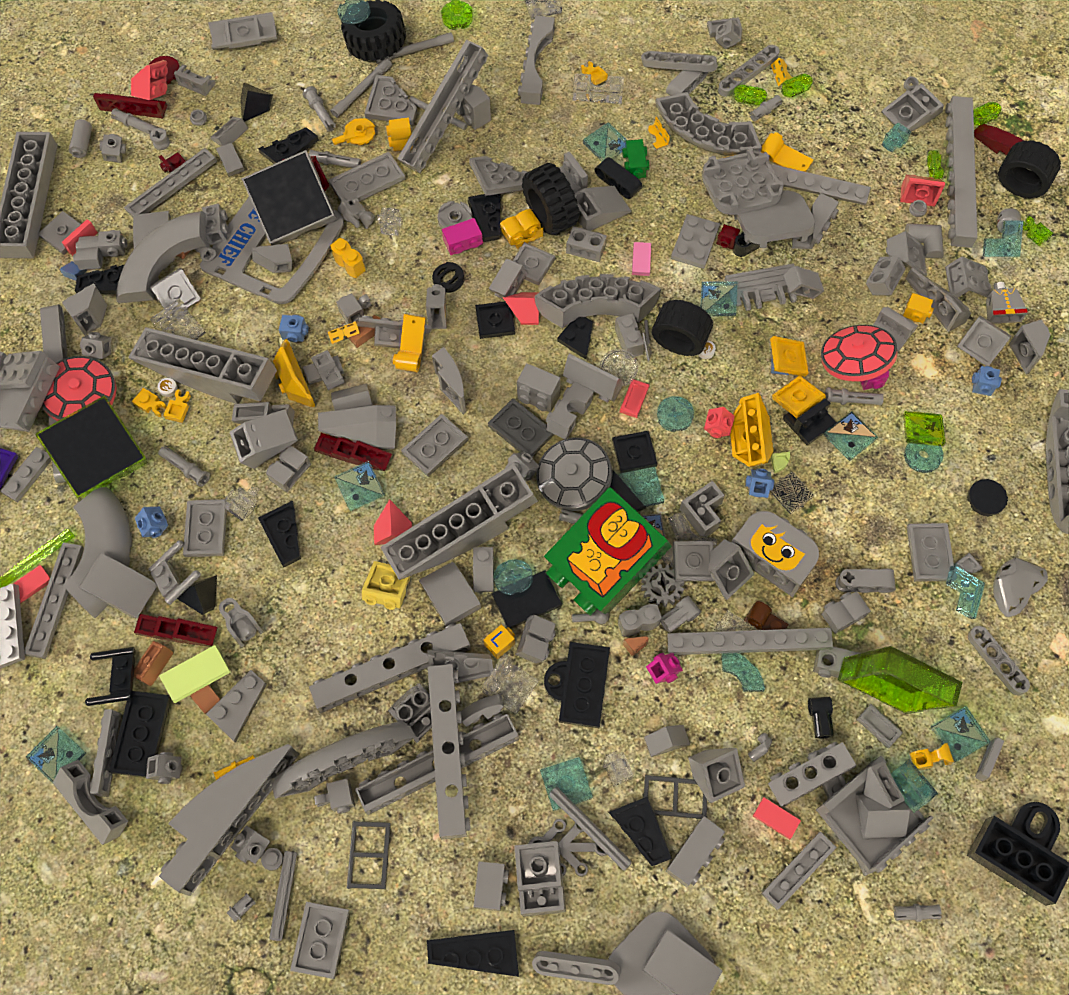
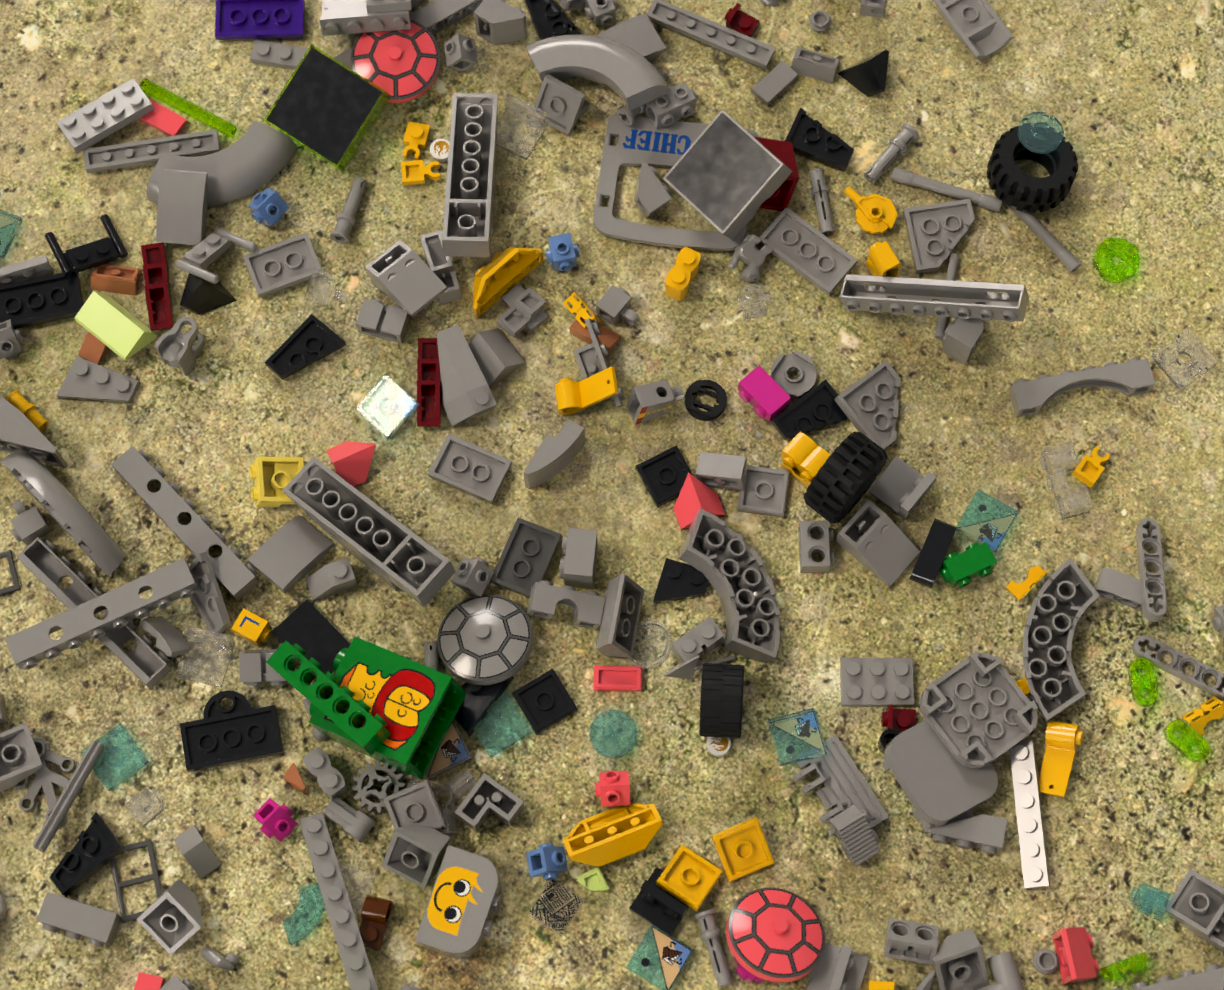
camera: 70 degrees right, 5 degrees up
(414, 710) = (139, 561): light grey slope -> none
(513, 576) = (333, 615): clear light blue tile -> none
(600, 586) = (369, 736): none -> green brick
(641, 259) = (822, 622): bright pink tile -> none
(765, 108) = (1129, 709): light grey pin -> none

